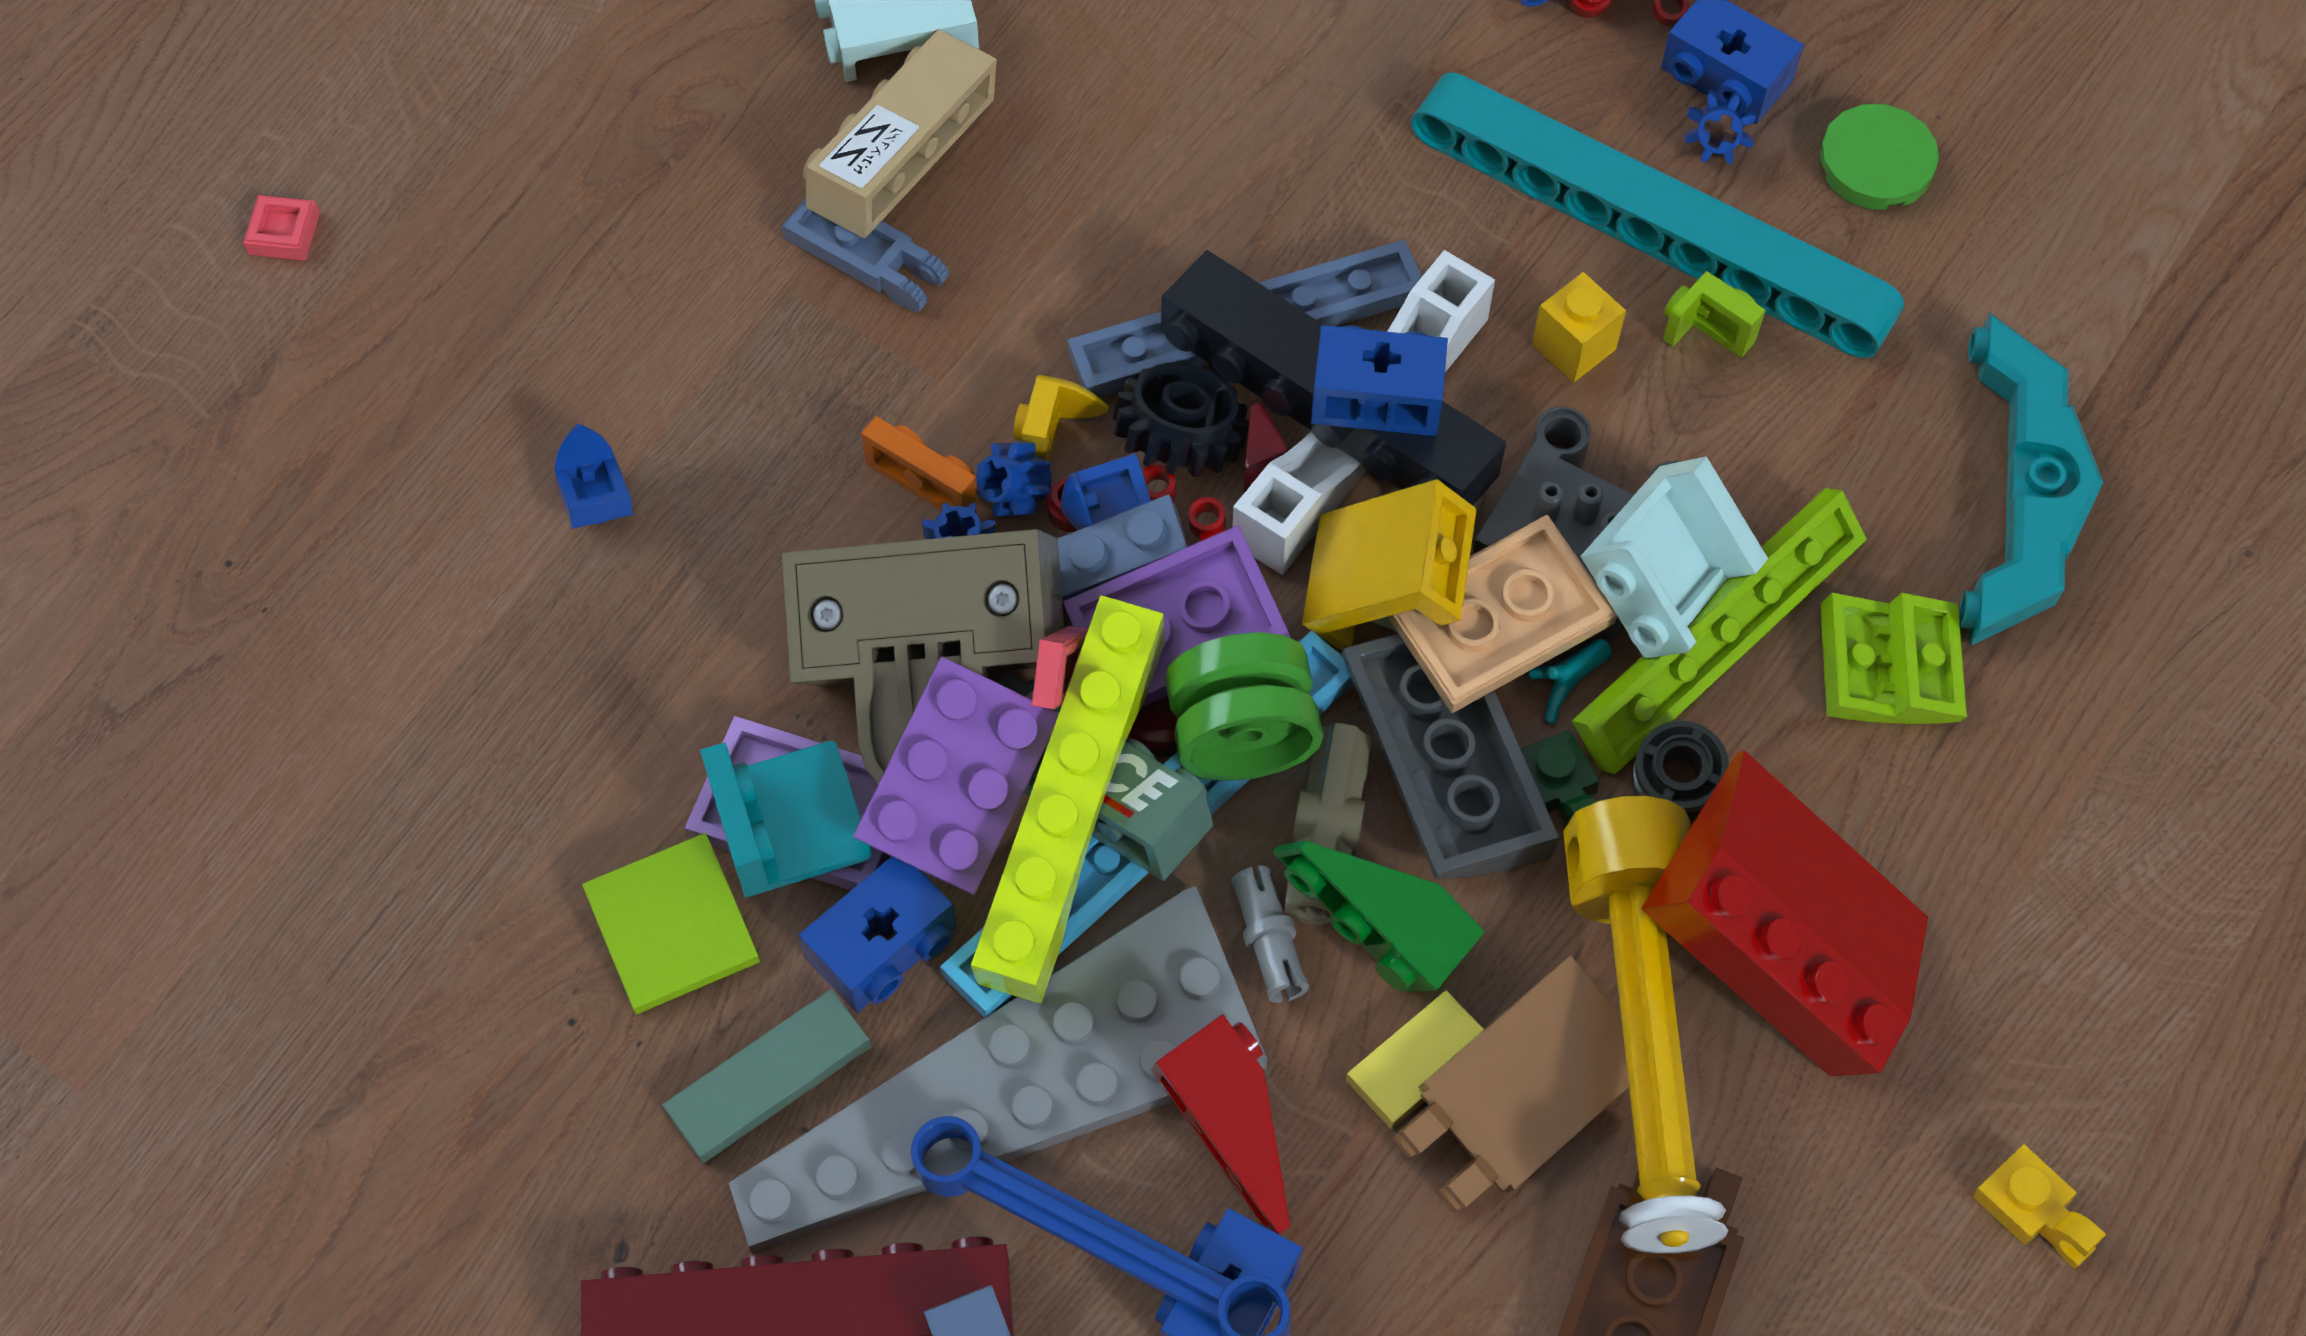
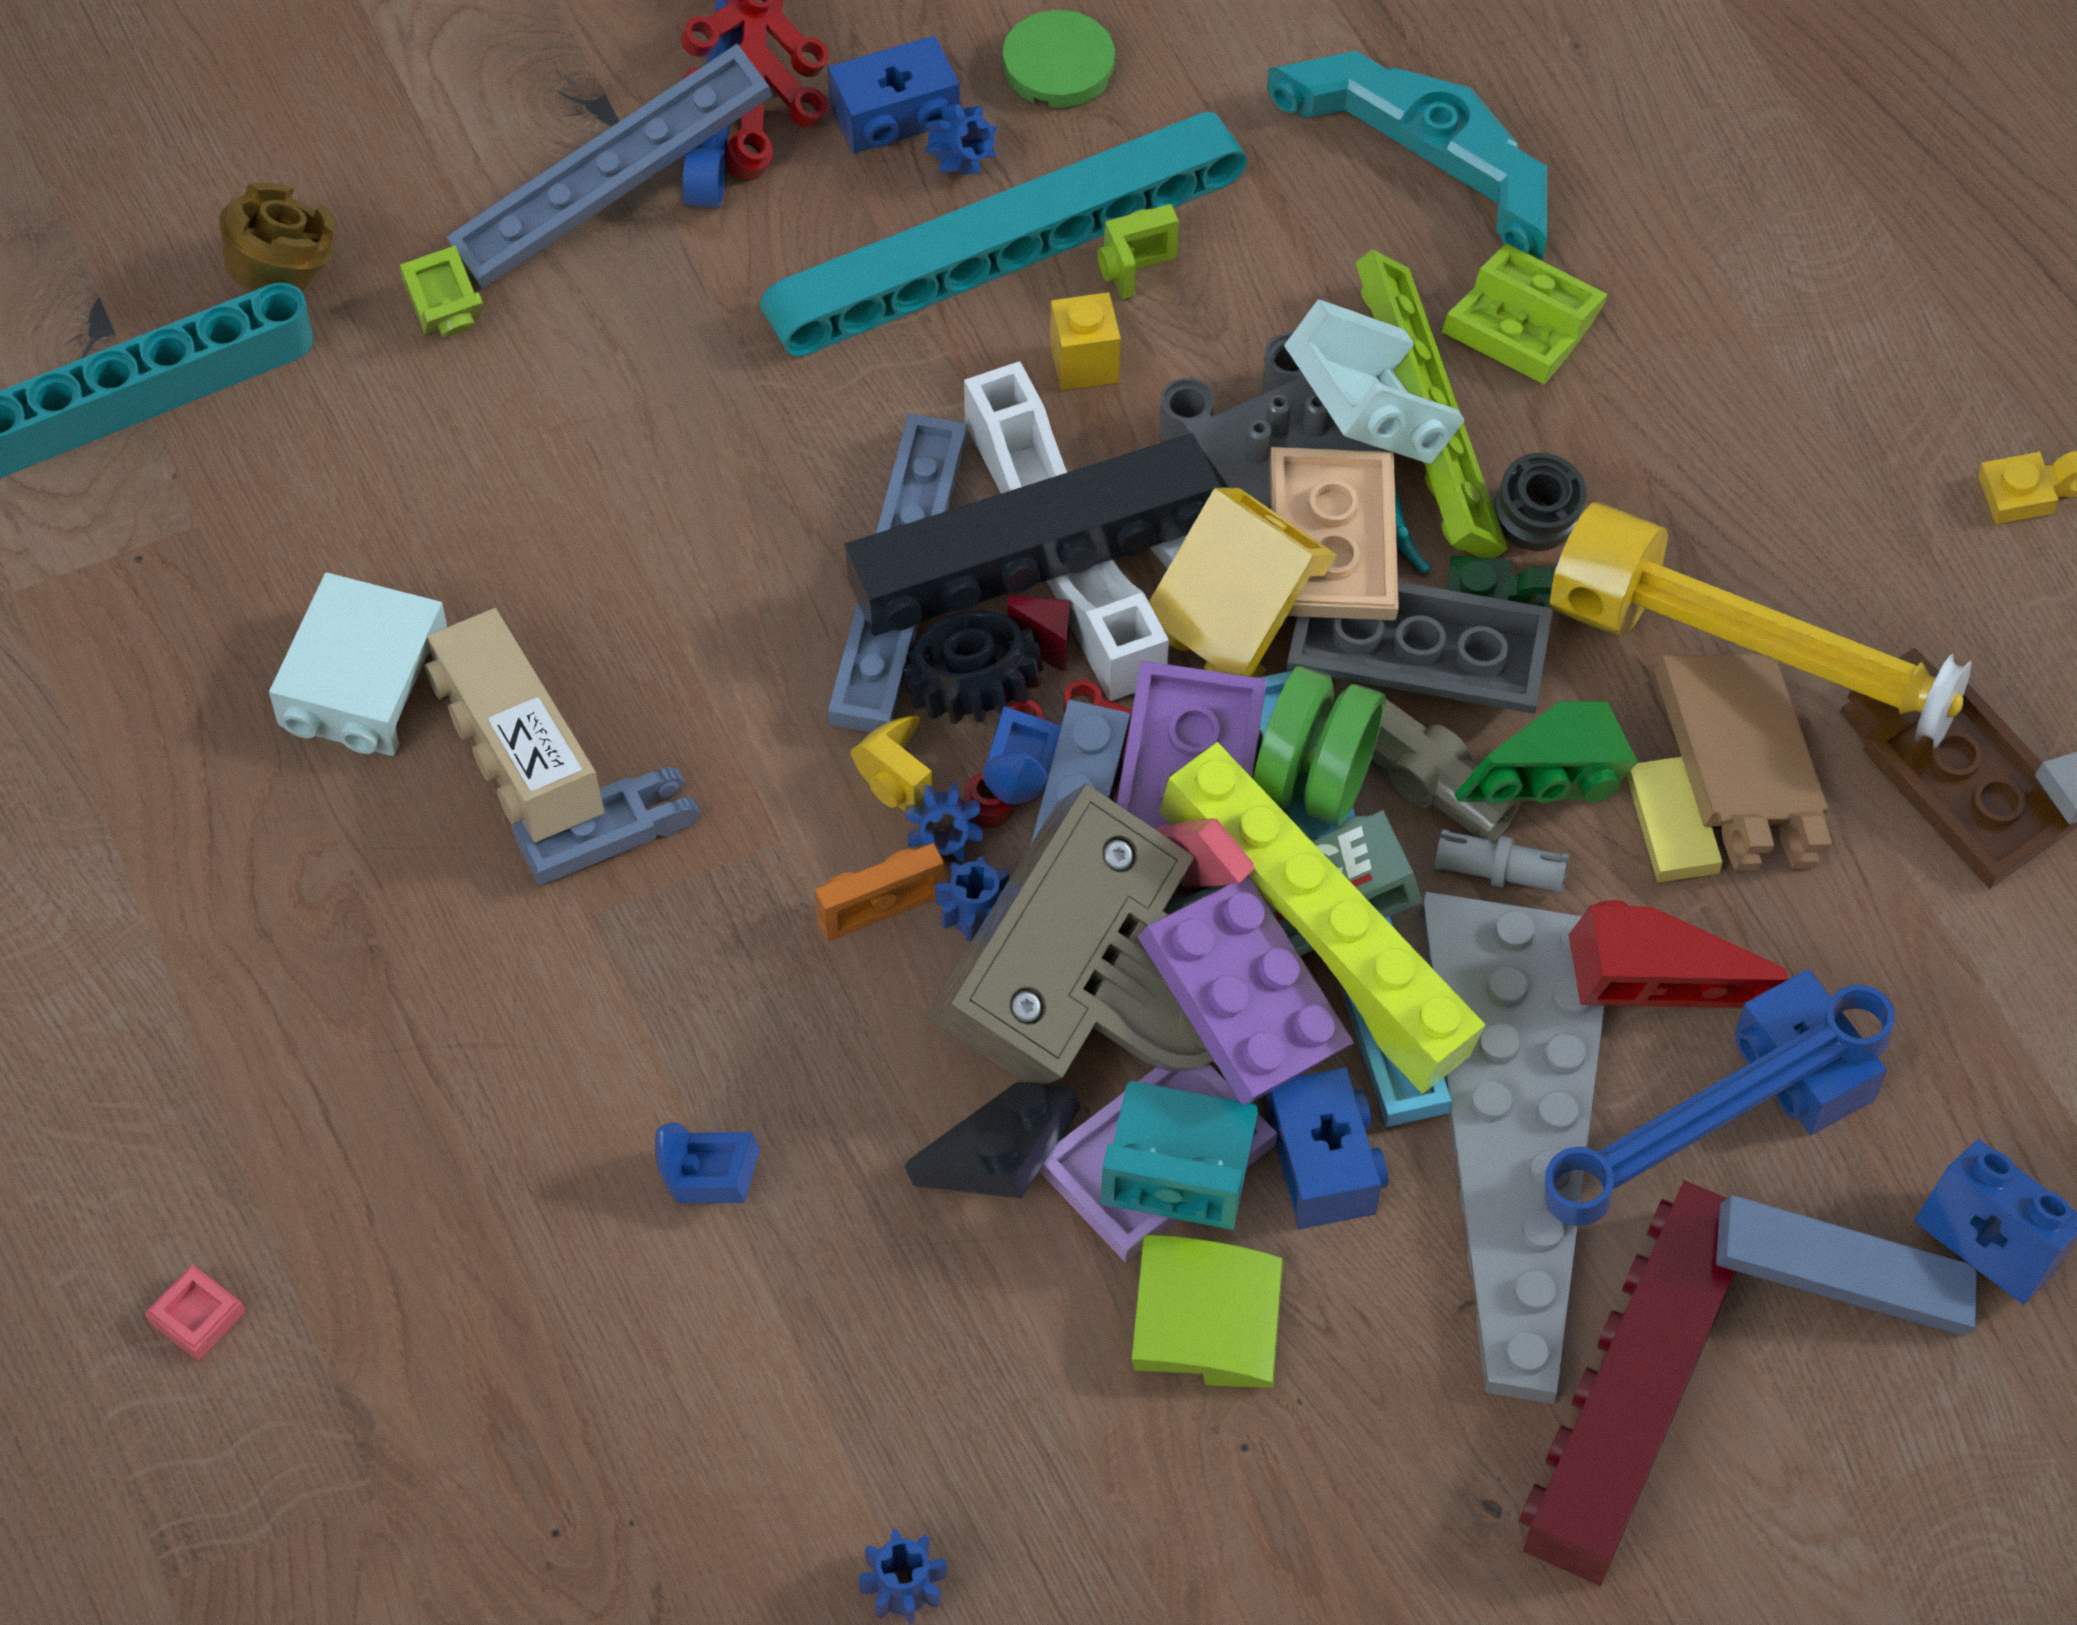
camera: 60 degrees left, 5 degrees down
(289, 803) = (903, 1555): none -> blue gear
(734, 682) = (999, 1144): none -> black wing
(767, 1076) = (1399, 1308): sand green tile -> none
(1379, 380) = (1085, 479): blue brick -> none
(1794, 921) = (1738, 491): red slope -> none

